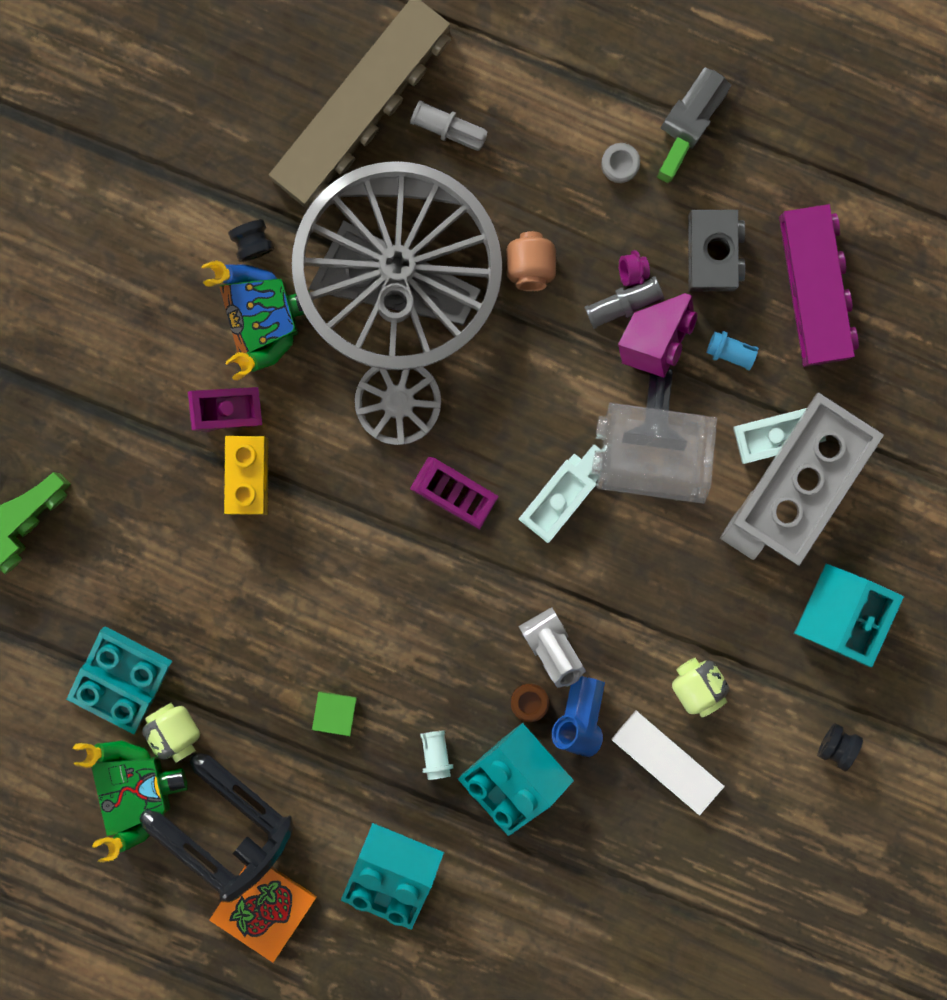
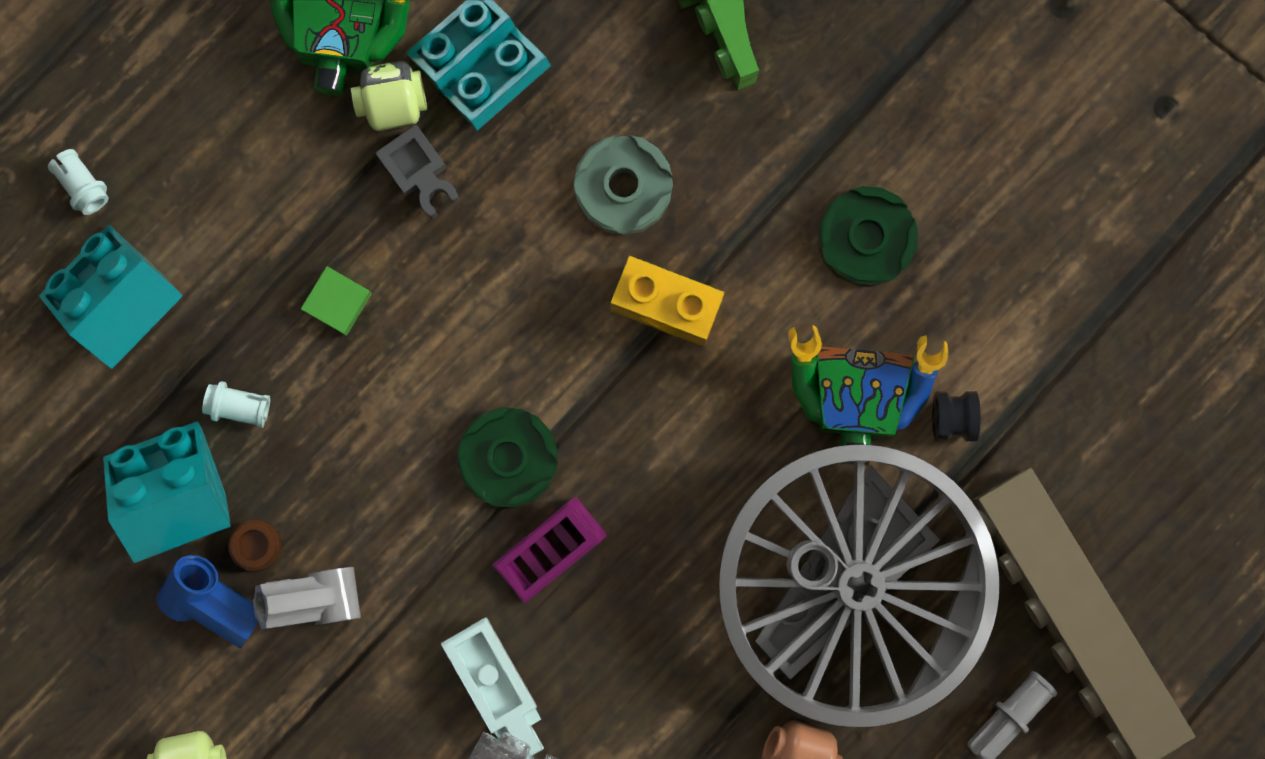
camera: 110 degrees right, 5 degrees down
(144, 350) = (867, 236): none -> dark green tile
(149, 540) = (618, 213): none -> sand green tile
(214, 695) = (415, 166): none -> dark grey plate
(224, 408) = (759, 305): magenta slope -> none
(256, 859) = (194, 139): black piece -> none
(265, 913) = (136, 128): tile -> none
(319, 932) = (79, 183): none -> light aqua pin
(397, 403) = (687, 521): light grey wheel -> none
(400, 547) = (507, 457): none -> dark green tile
(667, 762) = (111, 689): white tile -> none

